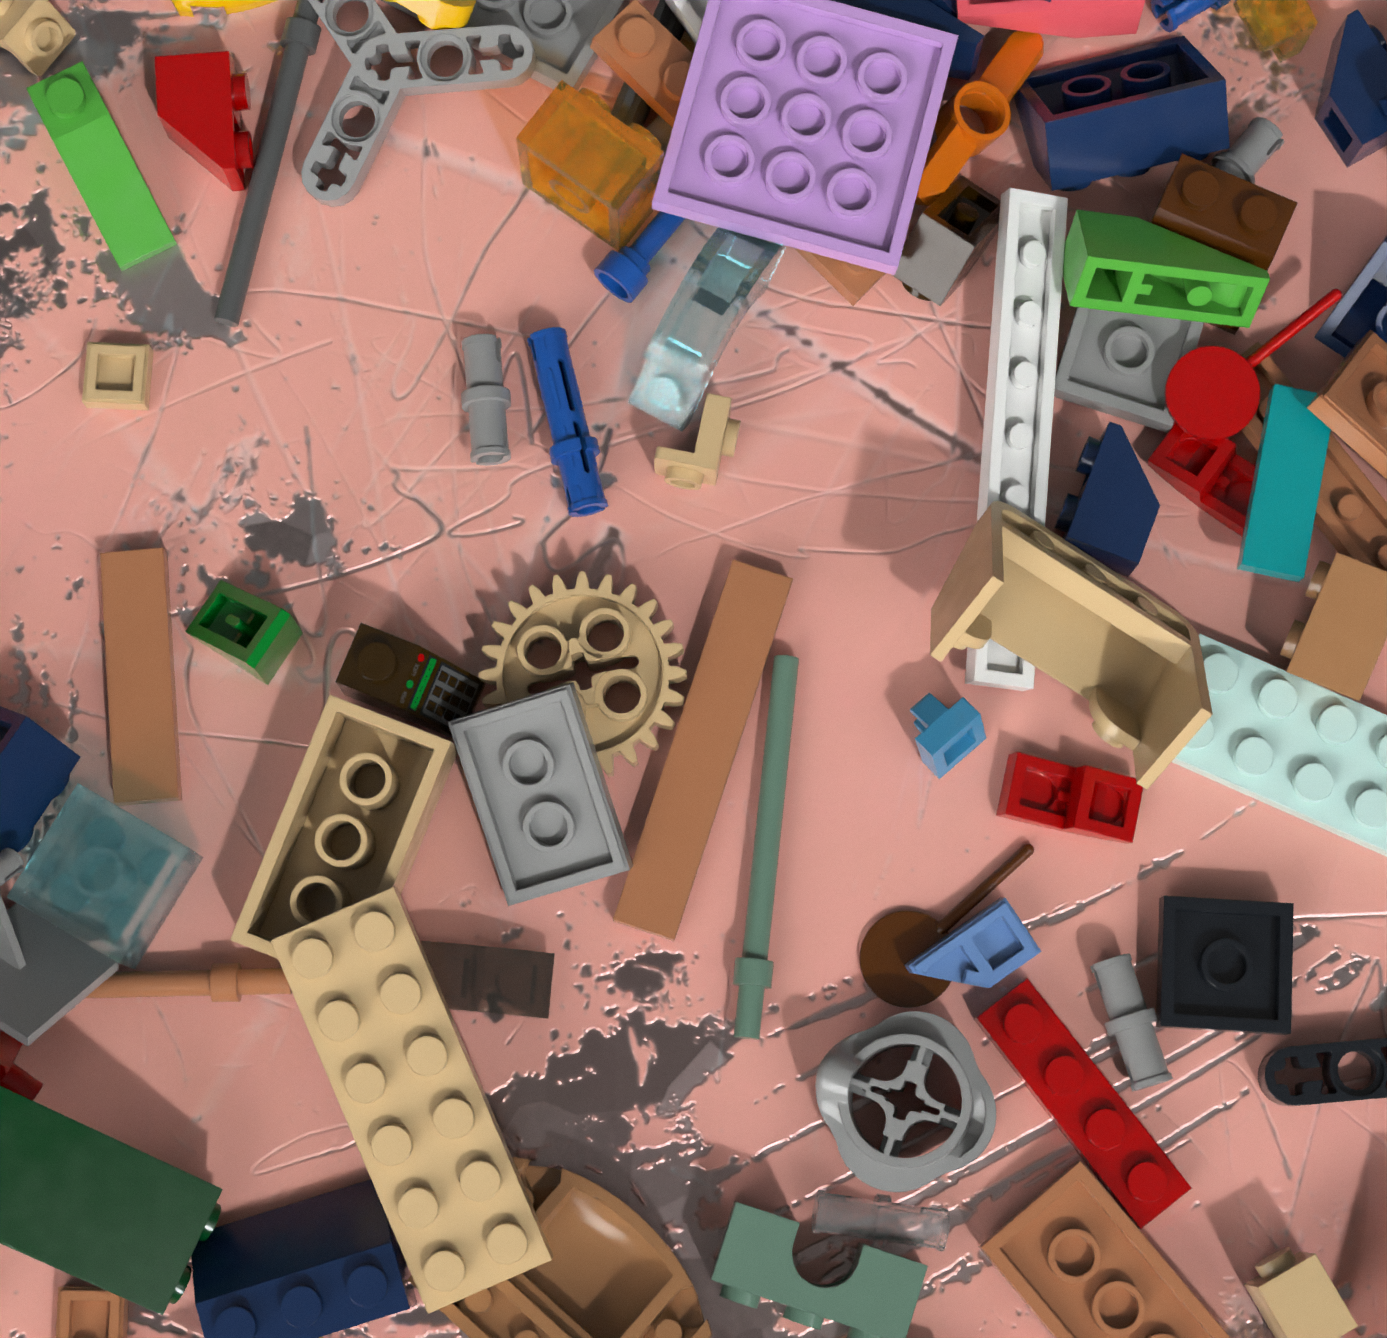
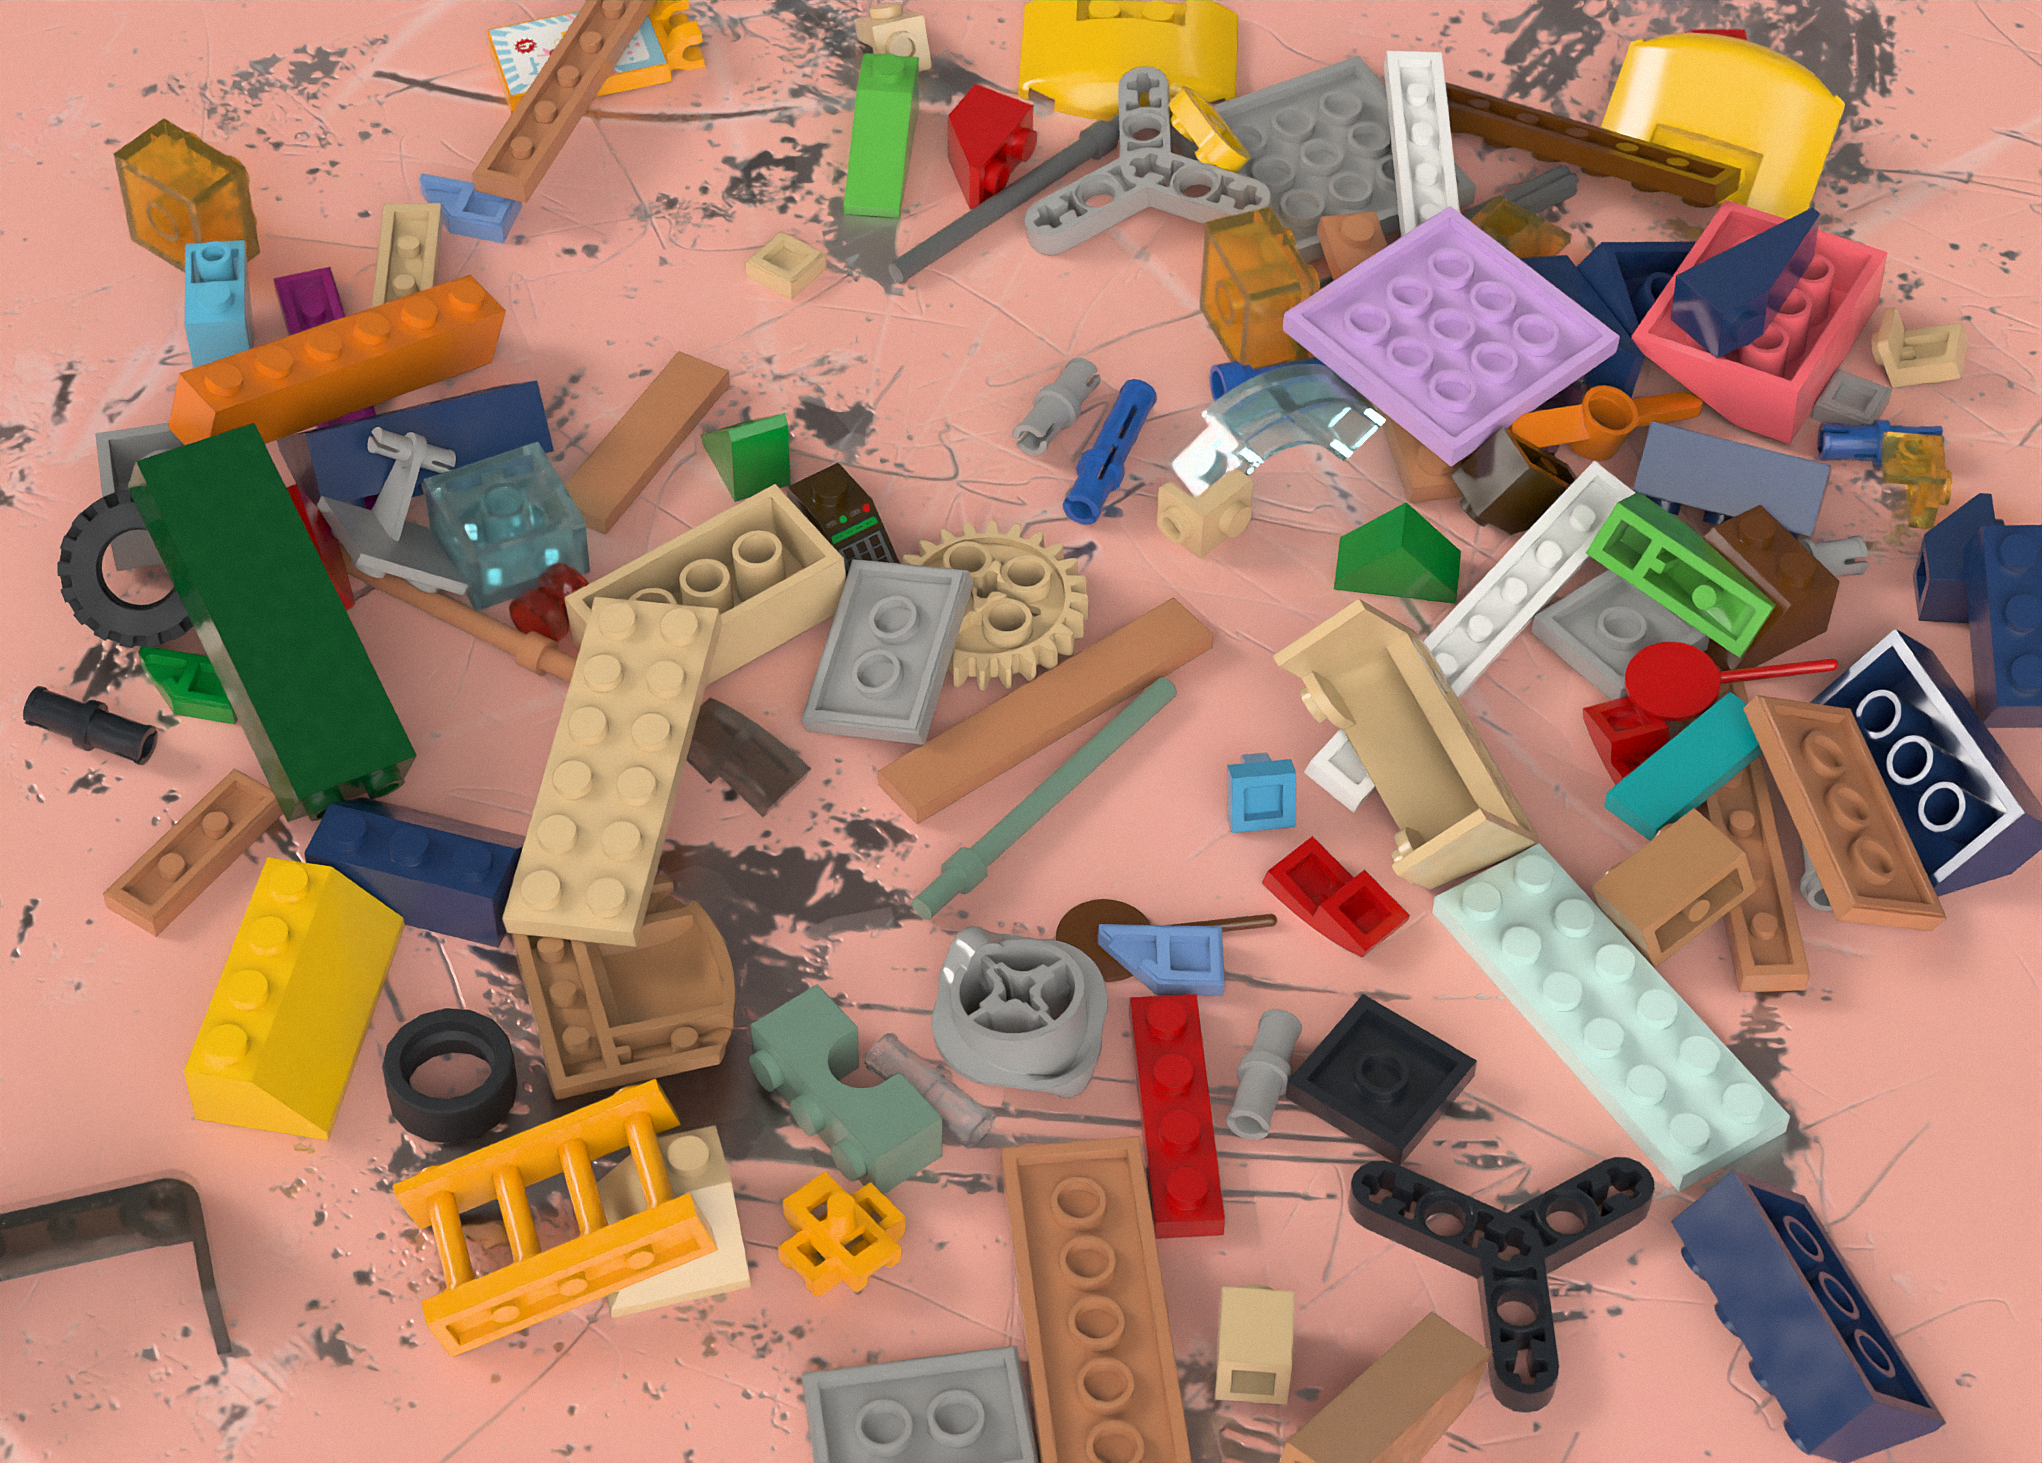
camera: 35 degrees right, 30 degrees down
(208, 913) = (545, 606): none -> clear red wheel
(891, 389) = (1399, 558): none -> green slope
(1113, 506) = (1524, 715): dark blue slope -> none

